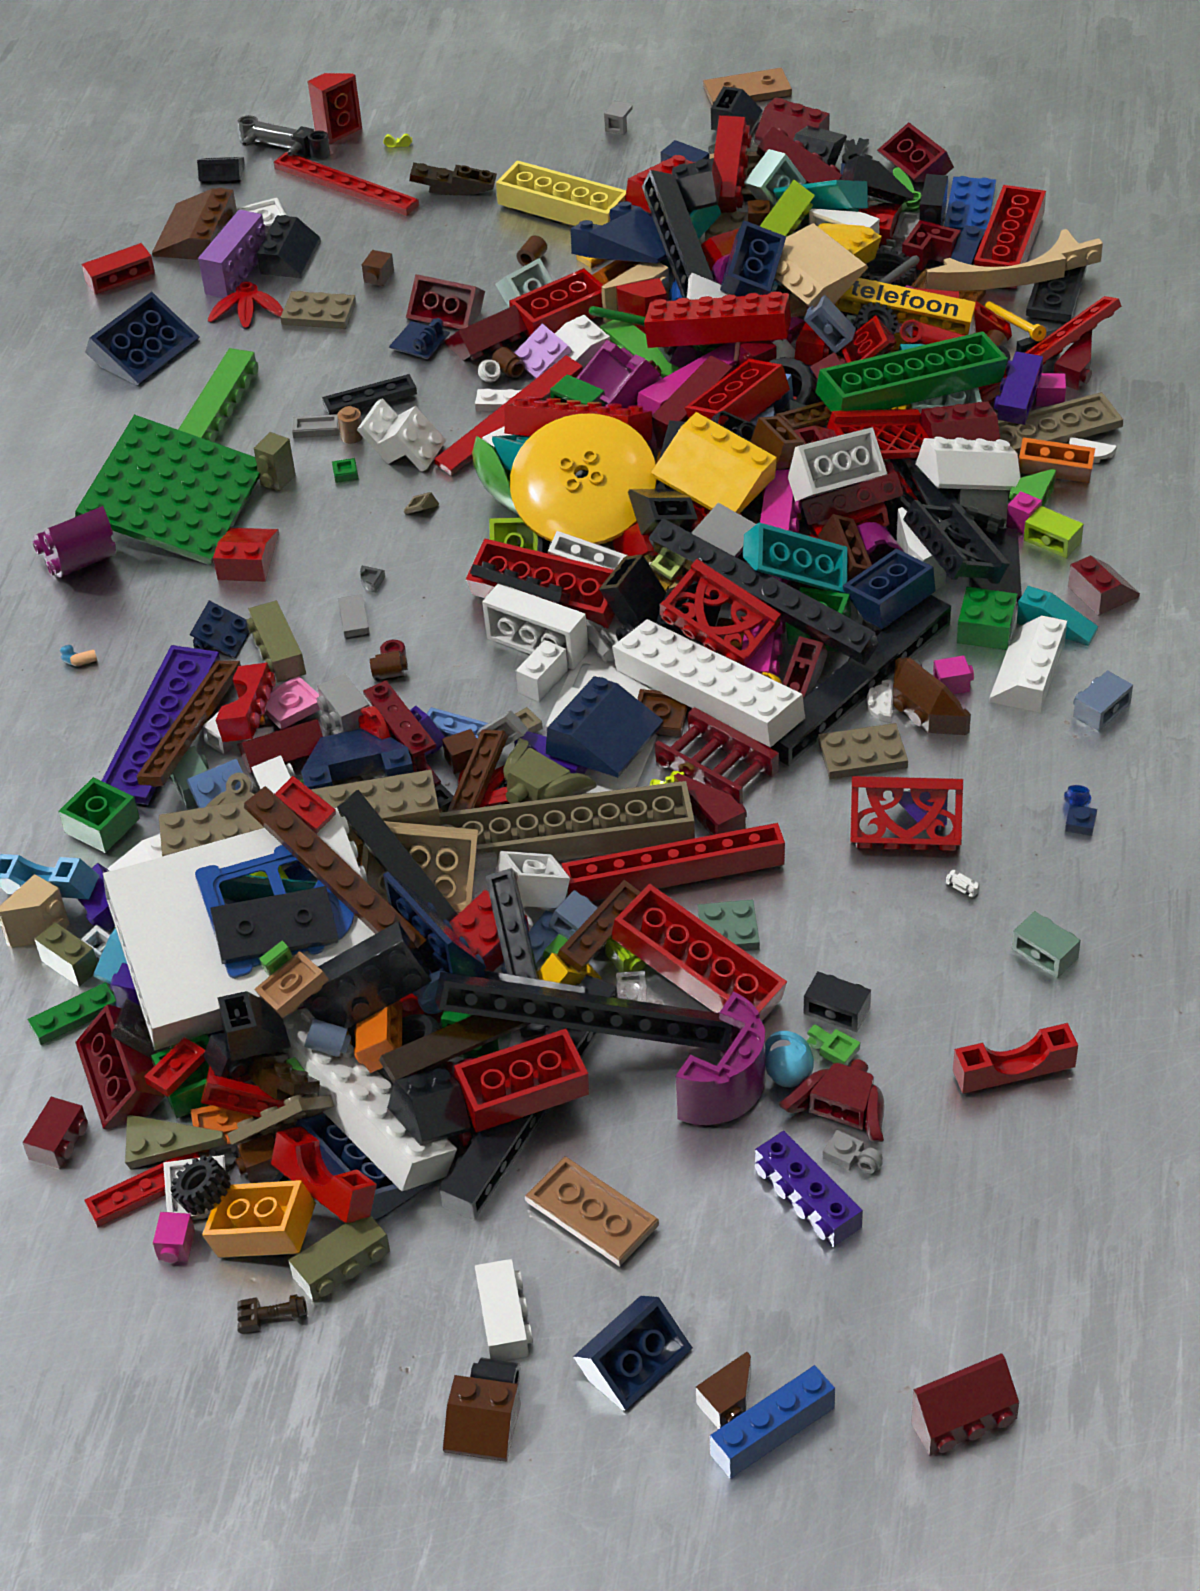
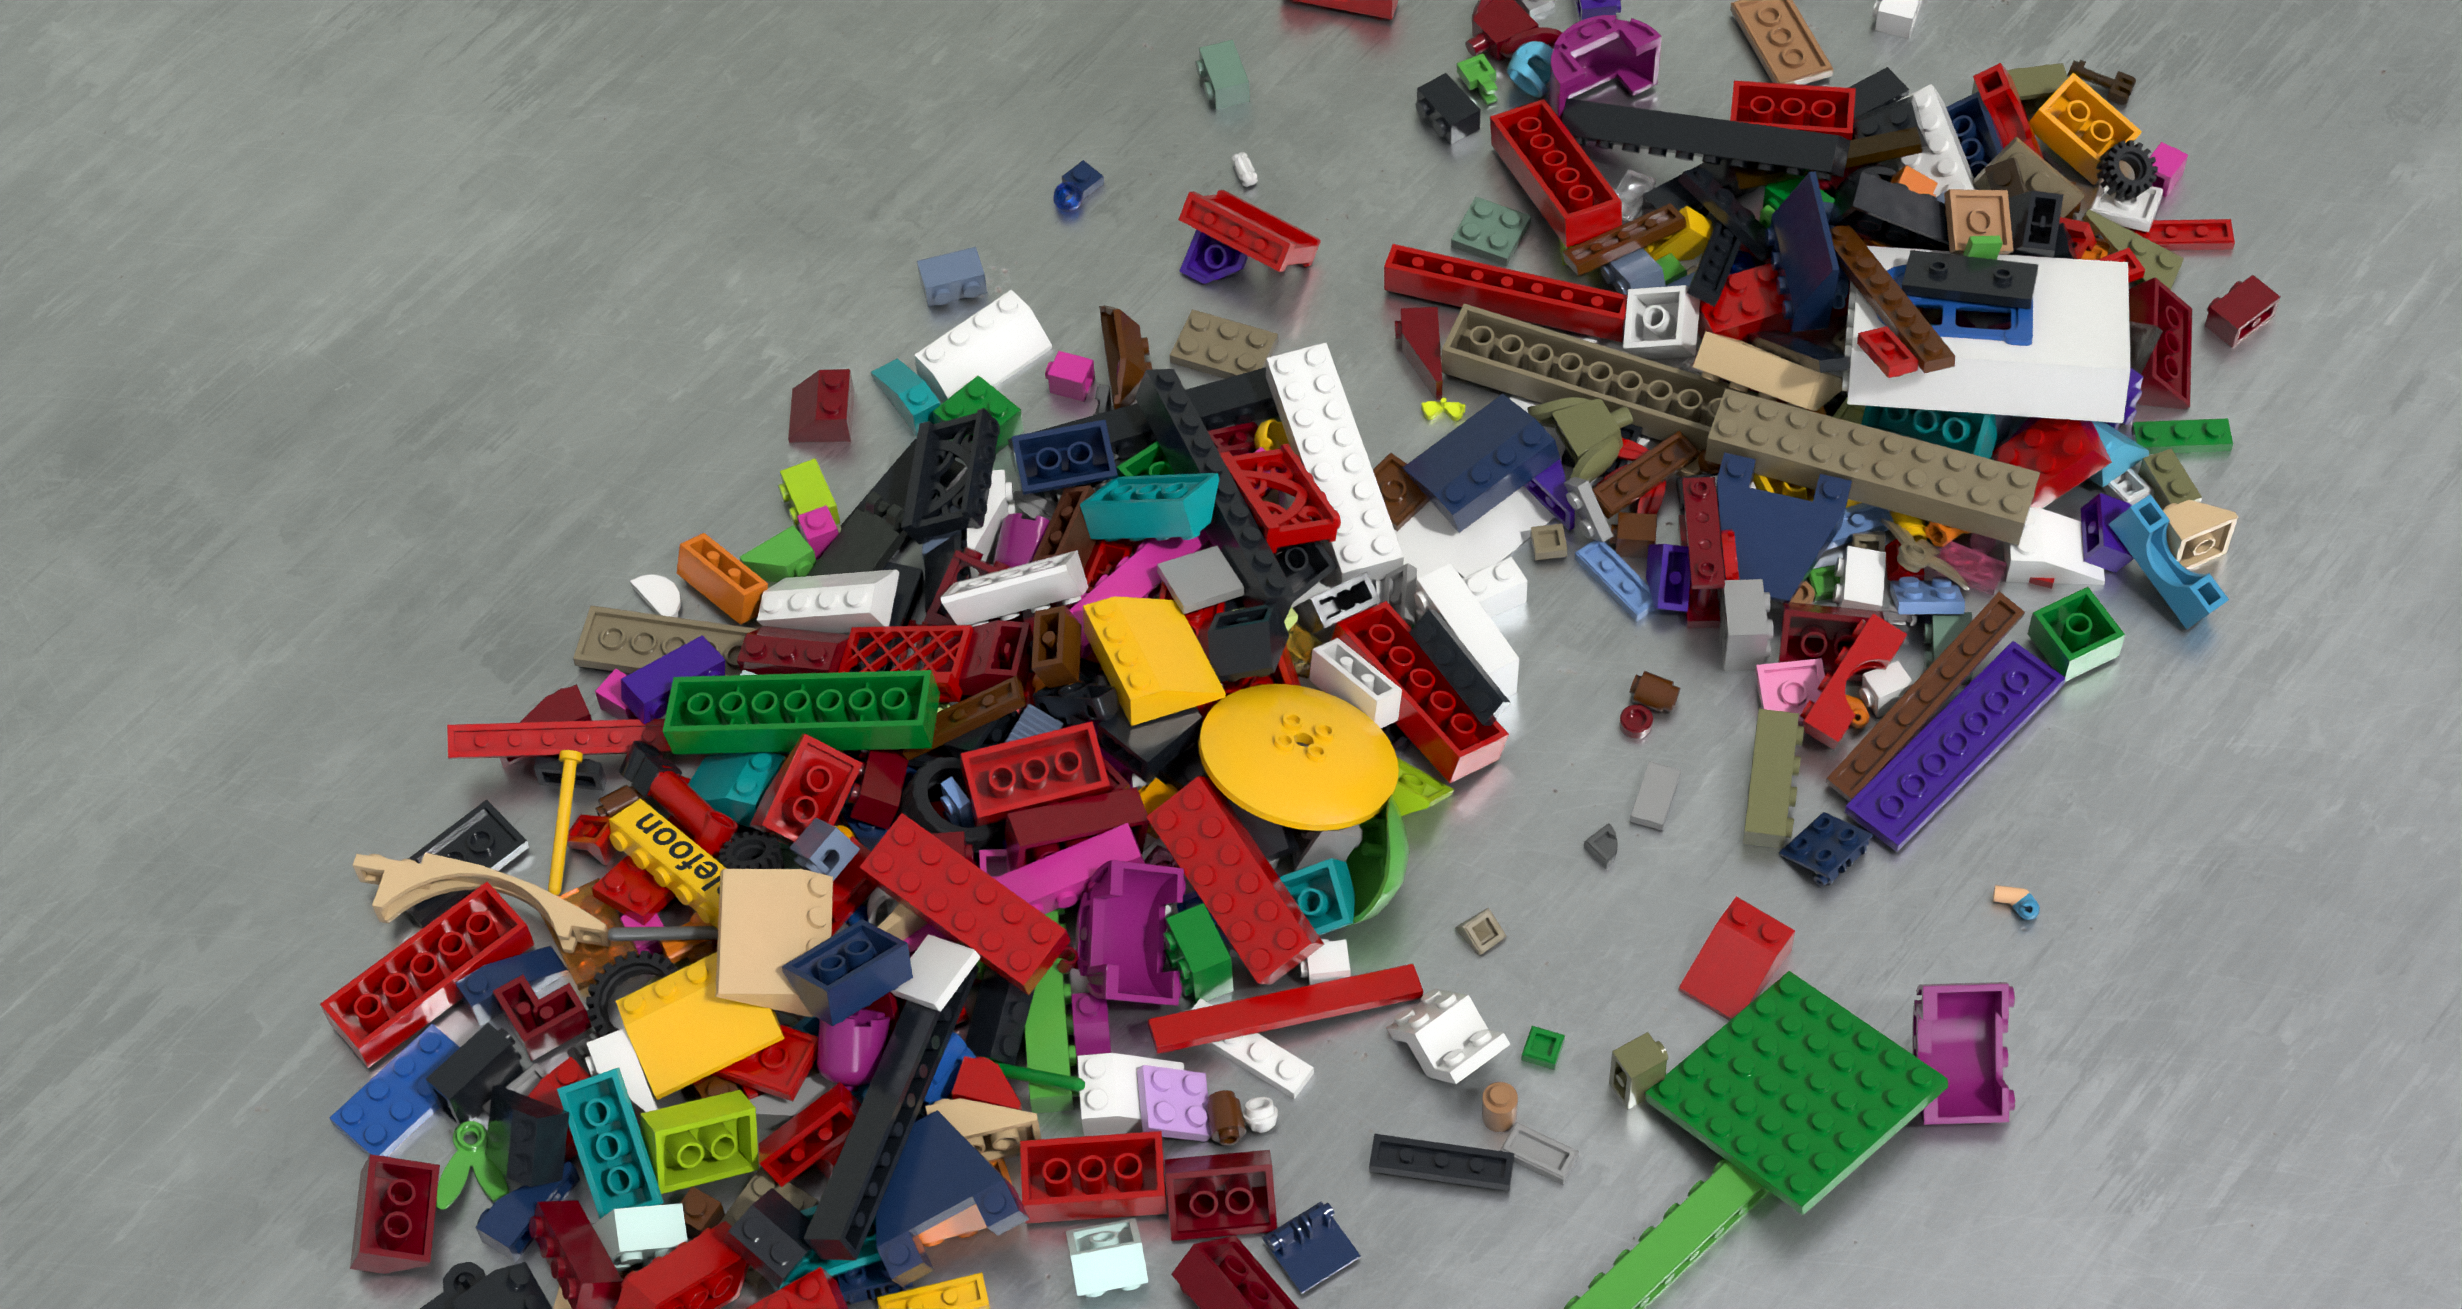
camera: 150 degrees left, 10 degrees up
(722, 737) = (1372, 442): dark red fence -> none

